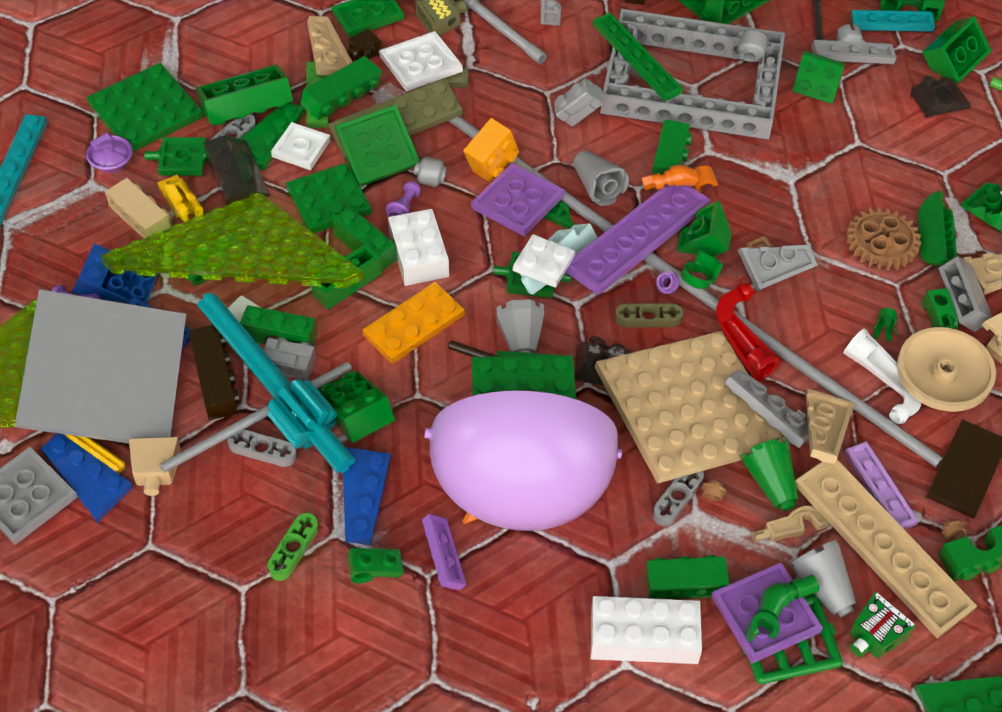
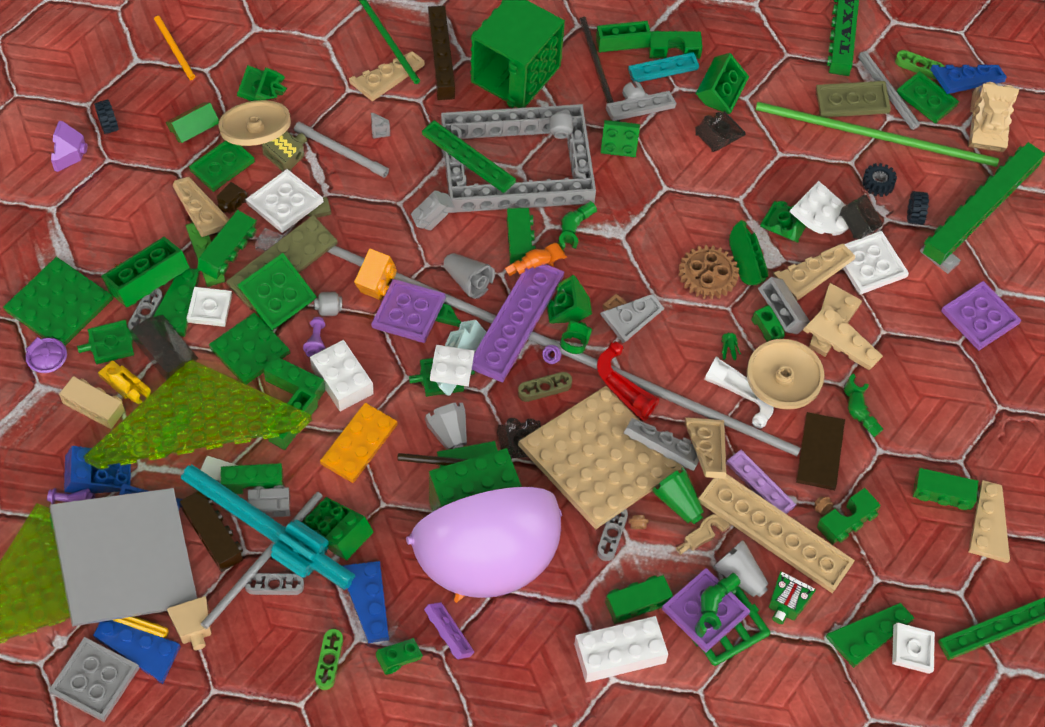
camera: 20 degrees left, 5 degrees up
(736, 150) = (570, 223): none -> green piece

